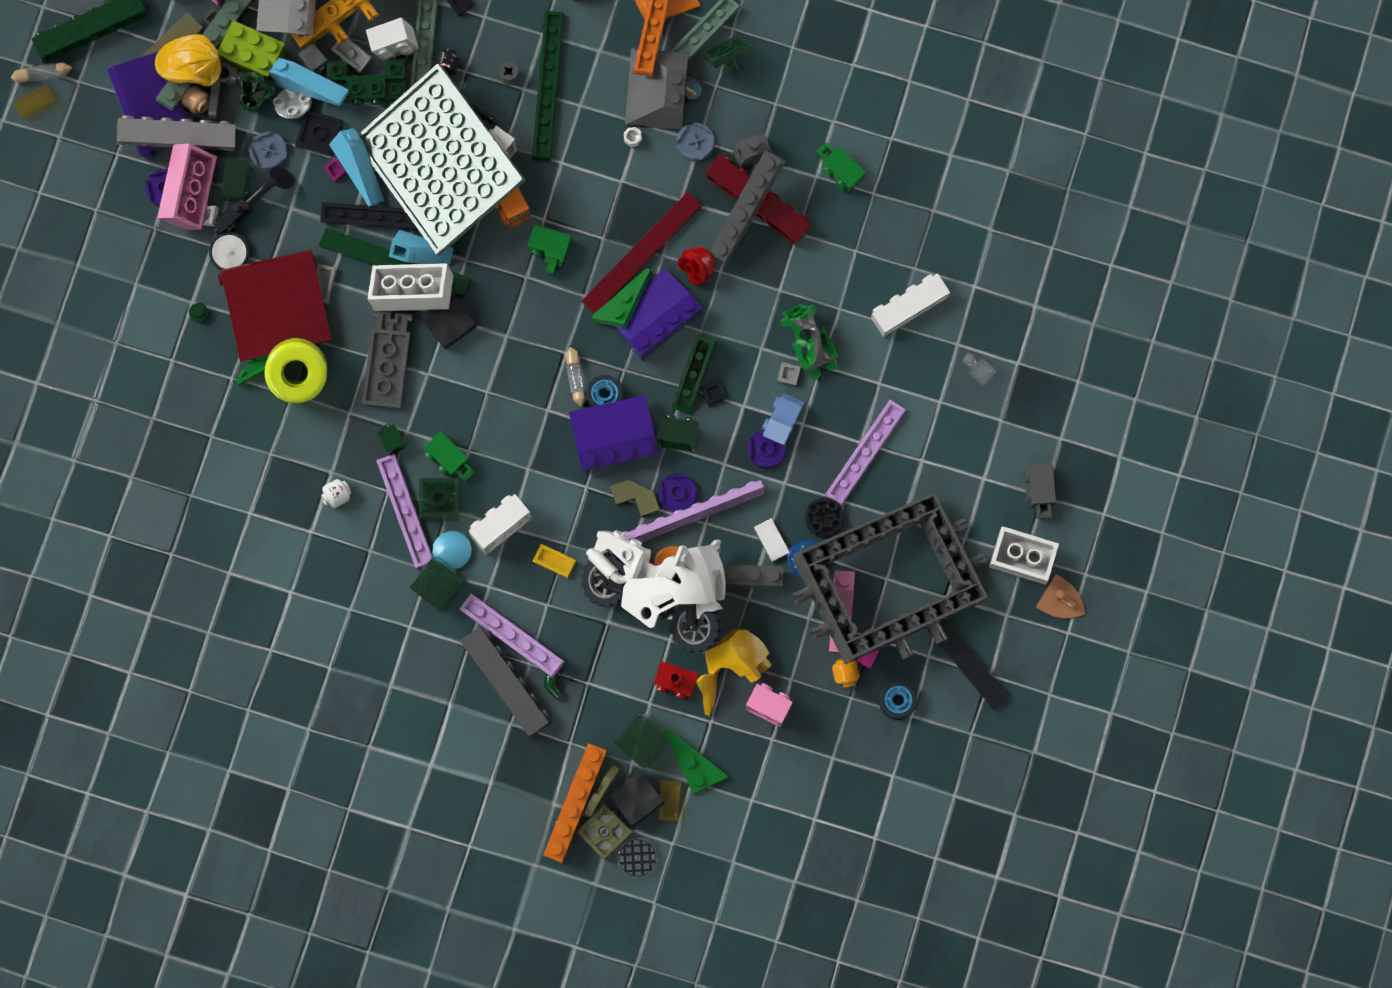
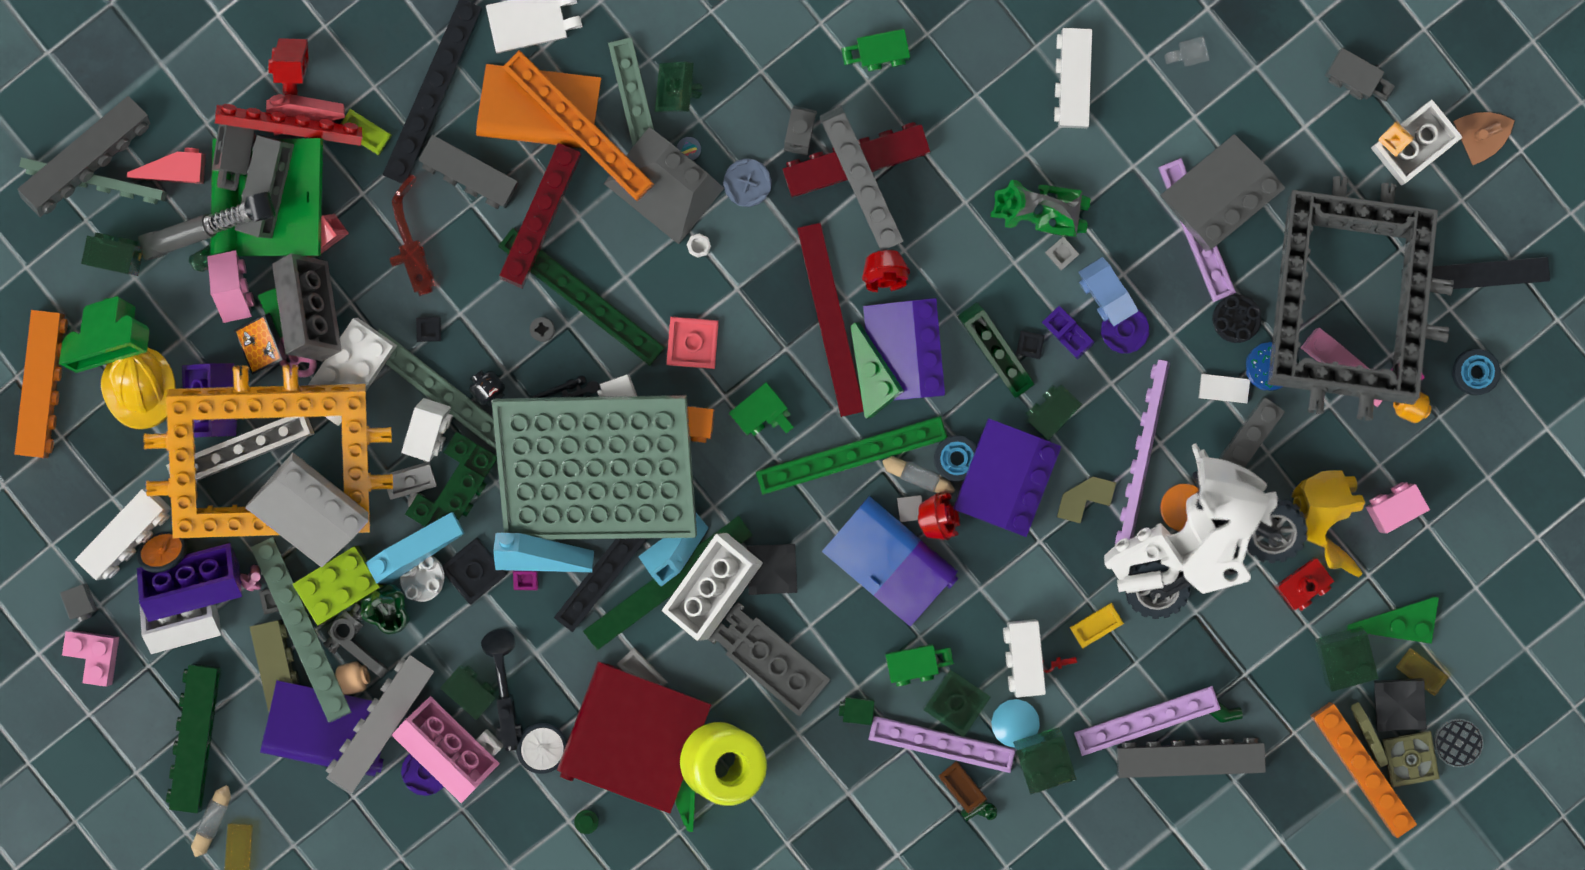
camera: 55 degrees left, 10 degrees up
(189, 60) = (310, 661): yellow piece -> none
(268, 150) = (456, 636): sand blue tile -> none
(313, 59) = (391, 525): flat silver brick -> none
(336, 493) = (877, 804): white head -> none
(378, 565) = (985, 810): none -> dark green arm
(384, 543) = (962, 787): none -> reddish brown tile
(506, 396) = (890, 561): none -> door
(511, 552) = (1059, 663): none -> red hand
(550, 387) = (909, 508): none -> light grey tile
(556, 406) = (938, 517): none -> red cone
(560, 325) = (851, 455): none -> green tile
(565, 175) = (692, 342): none -> coral tile
(582, 22) = (540, 215): none -> dark red brick
(677, 492) = (1110, 452): dark purple tile -> none
(738, 412) = (1068, 332): none -> dark purple slope
(901, 450) = (1222, 192): none -> dark grey slope
(1015, 535) = (1396, 138): none -> light orange tile

